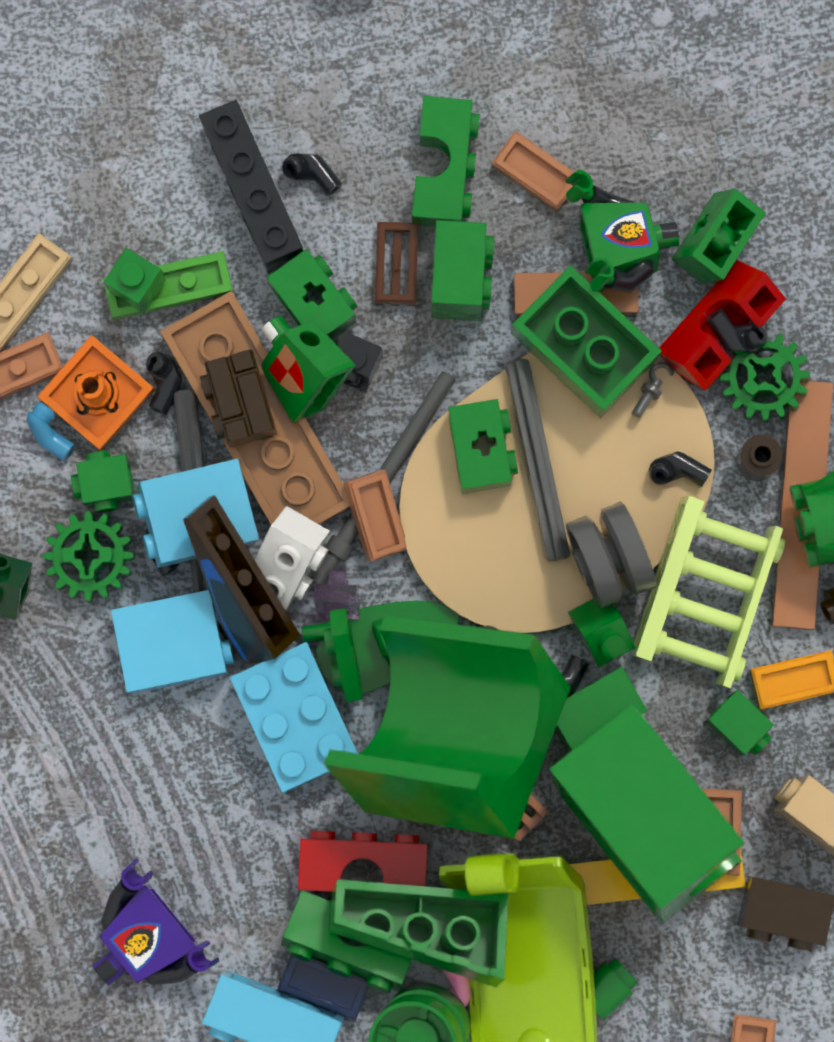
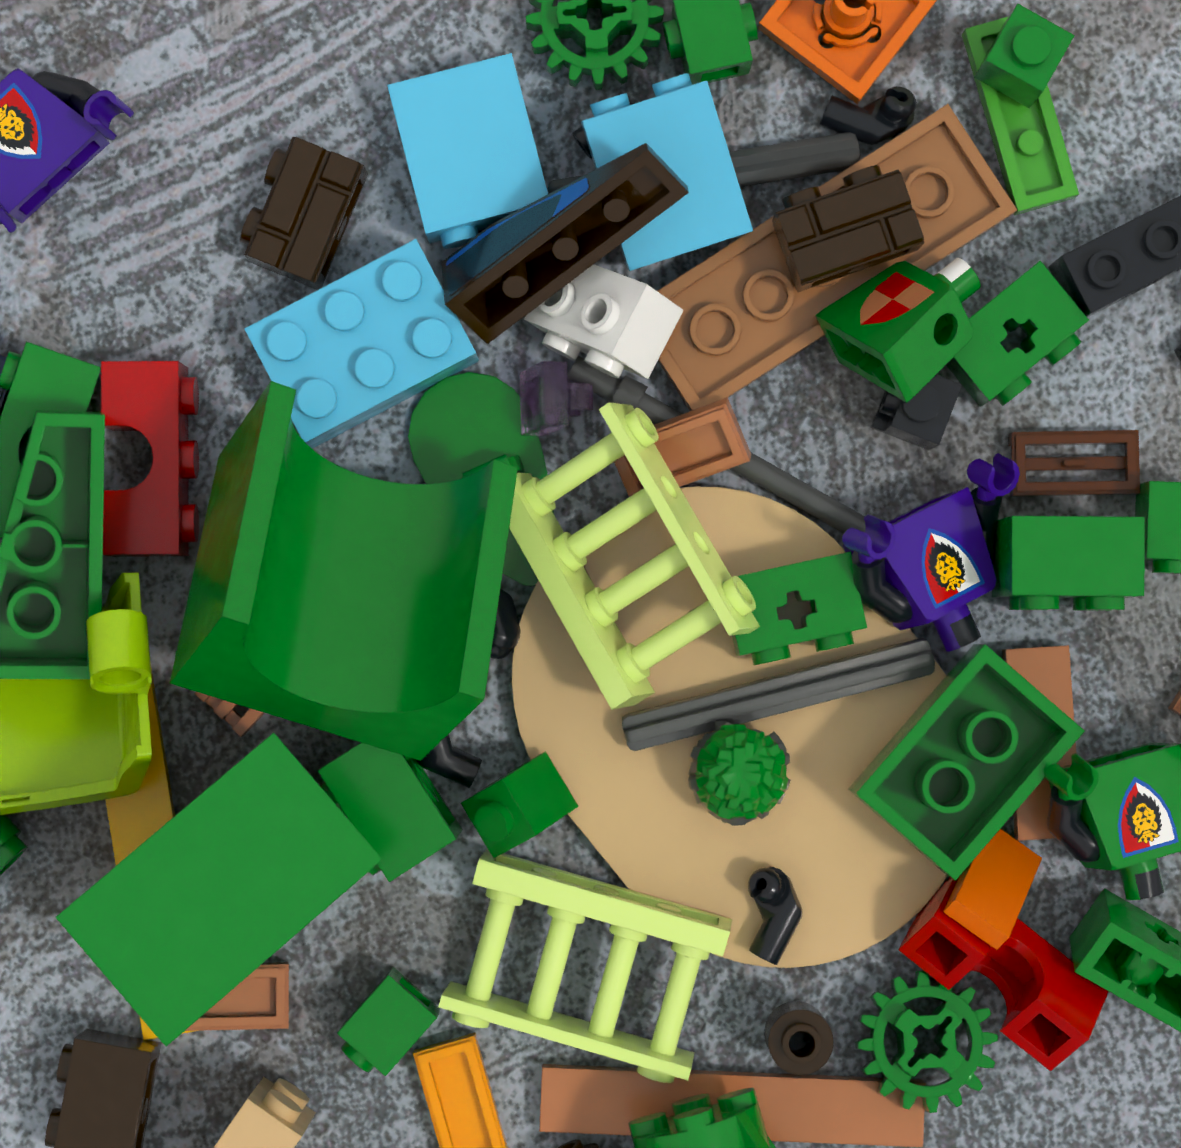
camera: 85 degrees right, 5 degrees up
(205, 753) = (304, 212): none -> dark brown brick
(339, 640) = (478, 404): green plate -> none
(453, 354) = (934, 556): none -> dark purple torso
(478, 576) = (592, 612): none -> yellowish green fence
(586, 485) = (739, 772): none -> green piece
(605, 557) = (627, 806): dark grey wheel -> none
(651, 390) = (896, 865): dark grey hand -> none
(669, 328) = (994, 889): none -> orange tile
(736, 337) = (984, 995): black arm -> none

